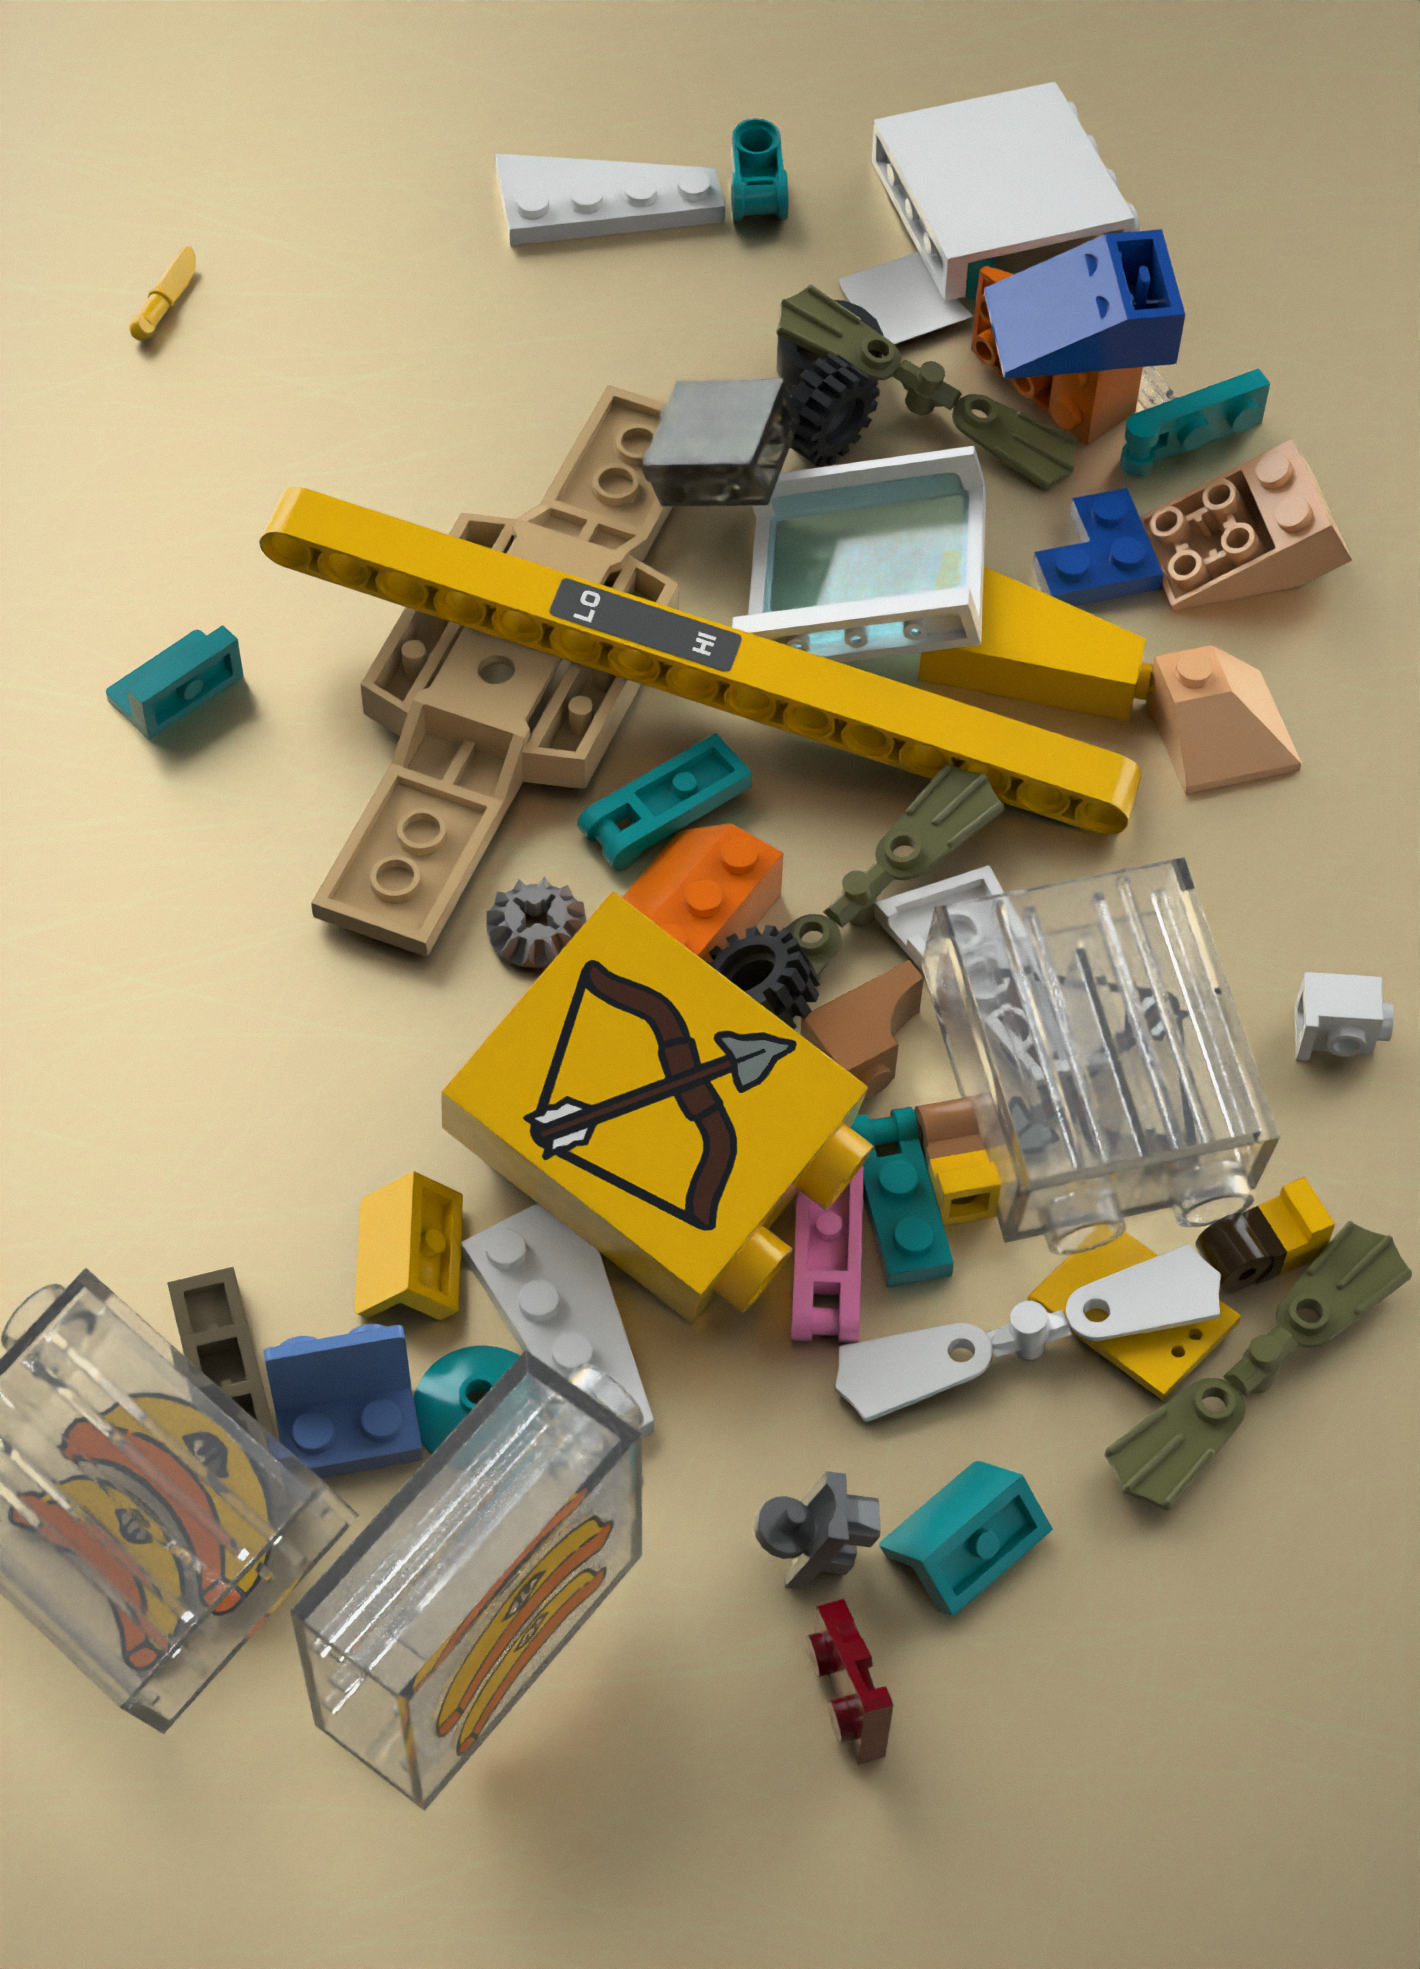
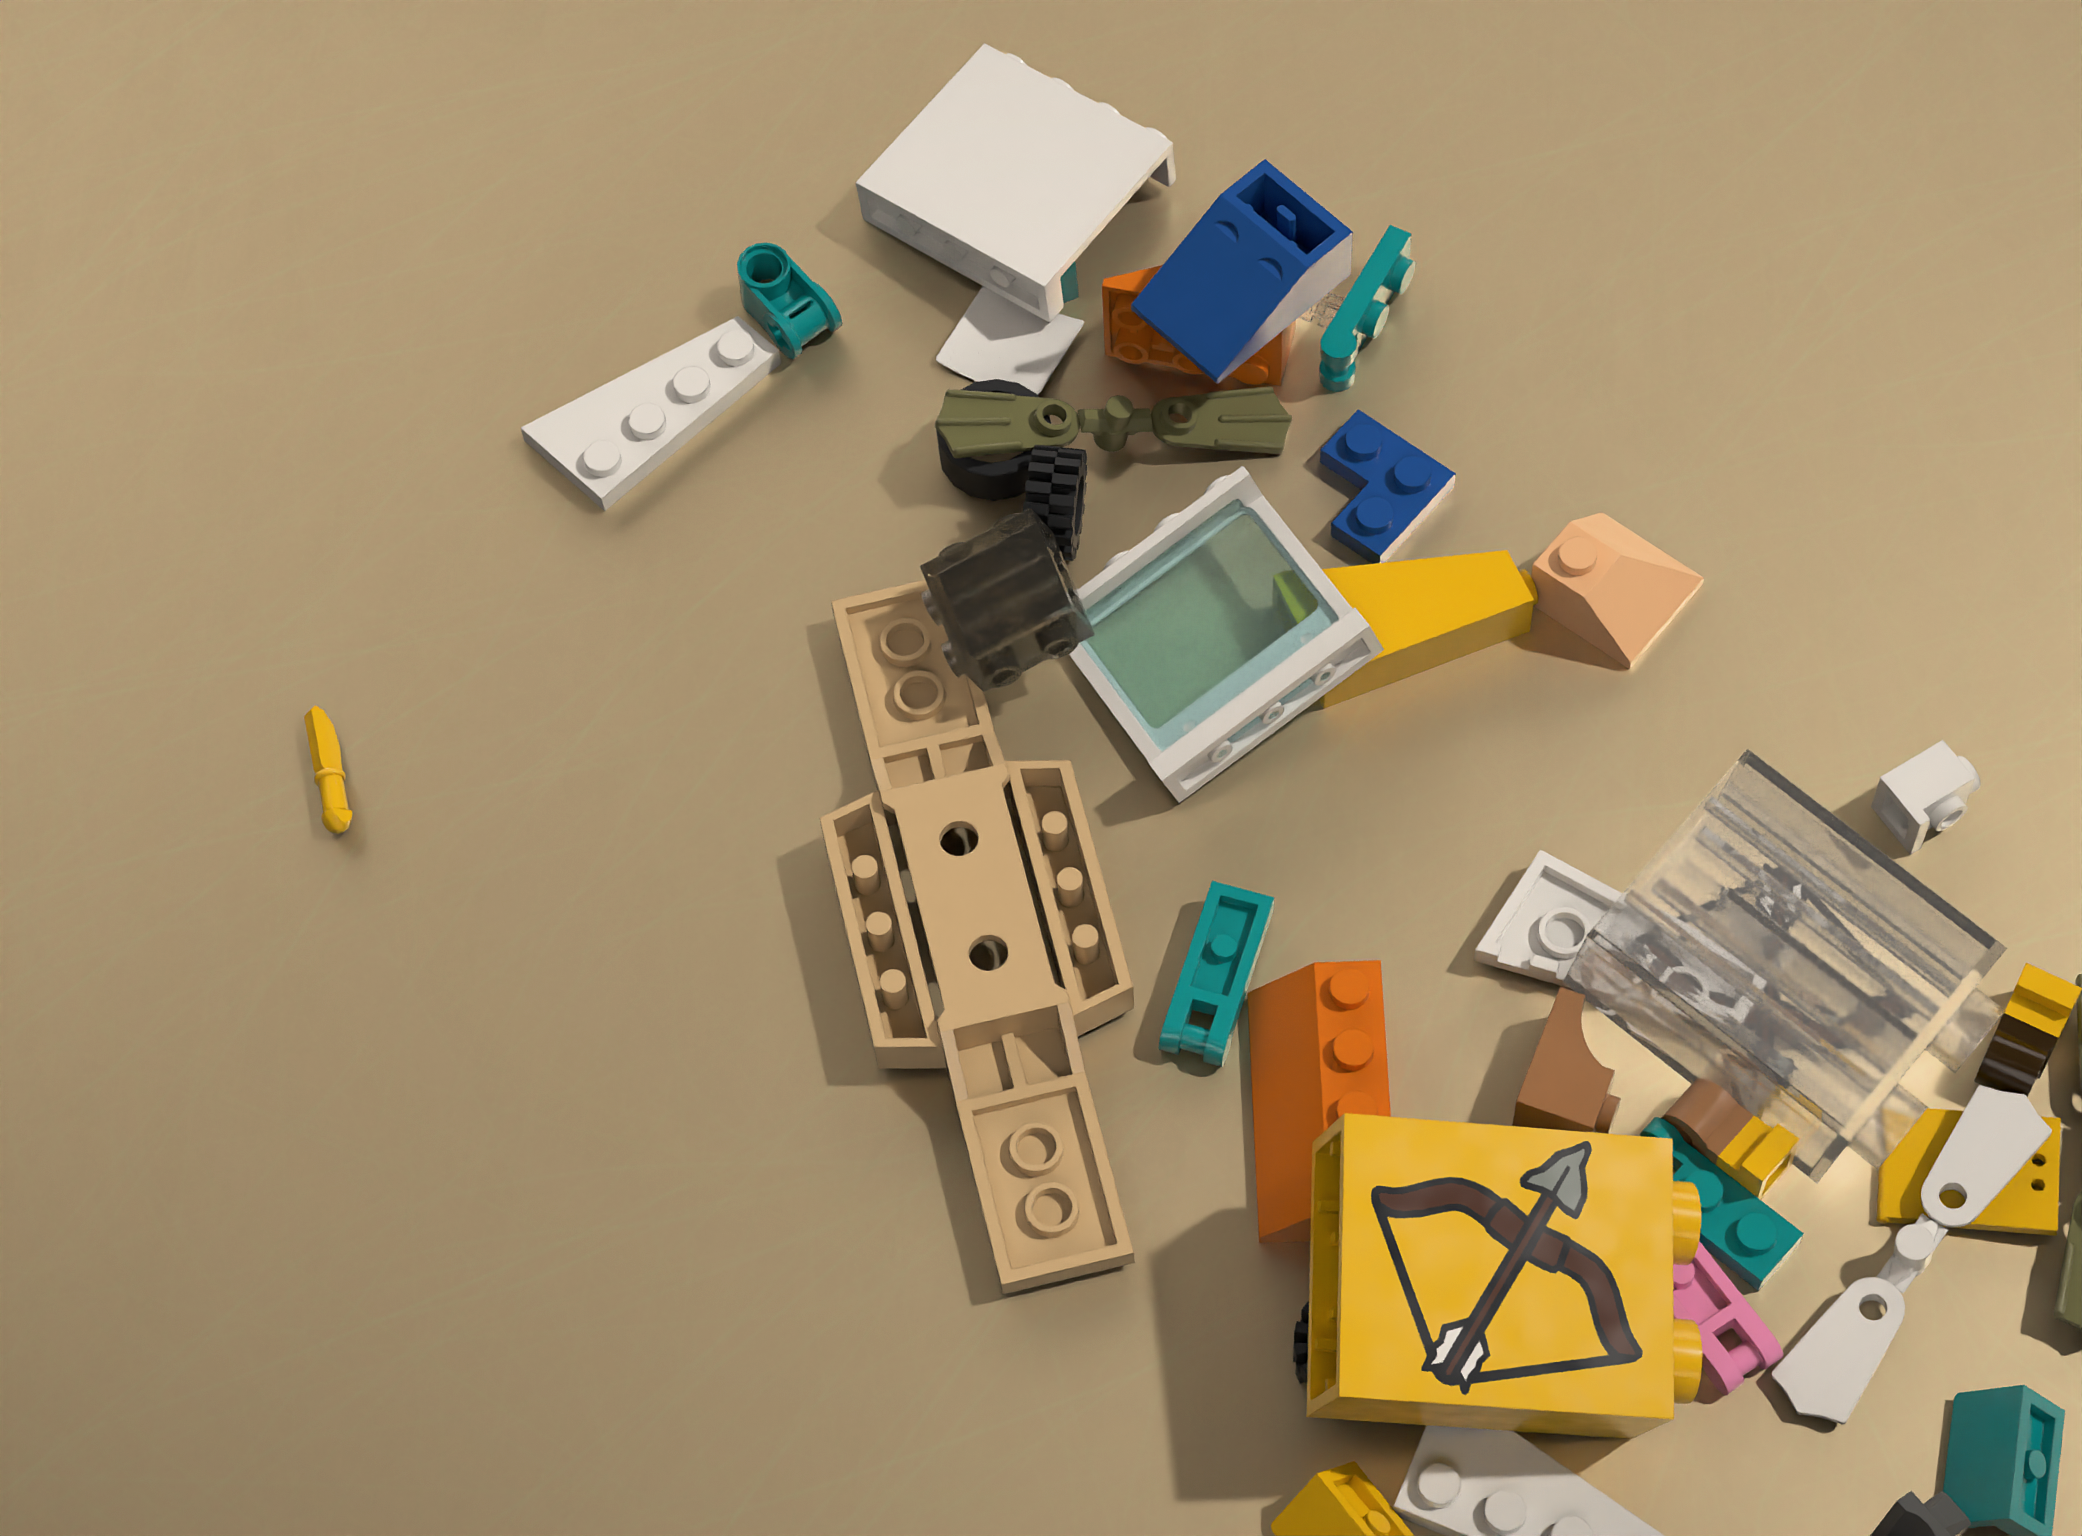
camera: 30 degrees left, 5 degrees up
(177, 680) = (680, 1151): teal panel -> none
(539, 944) = (1224, 1183): light grey gear -> none
(698, 659) = (1146, 829): yellow beam -> none
(776, 962) = (1447, 1061): black tyre -> none
(934, 825) = (1470, 842): olive piece -> none
(1246, 532) = (1492, 389): light nougat slope -> none

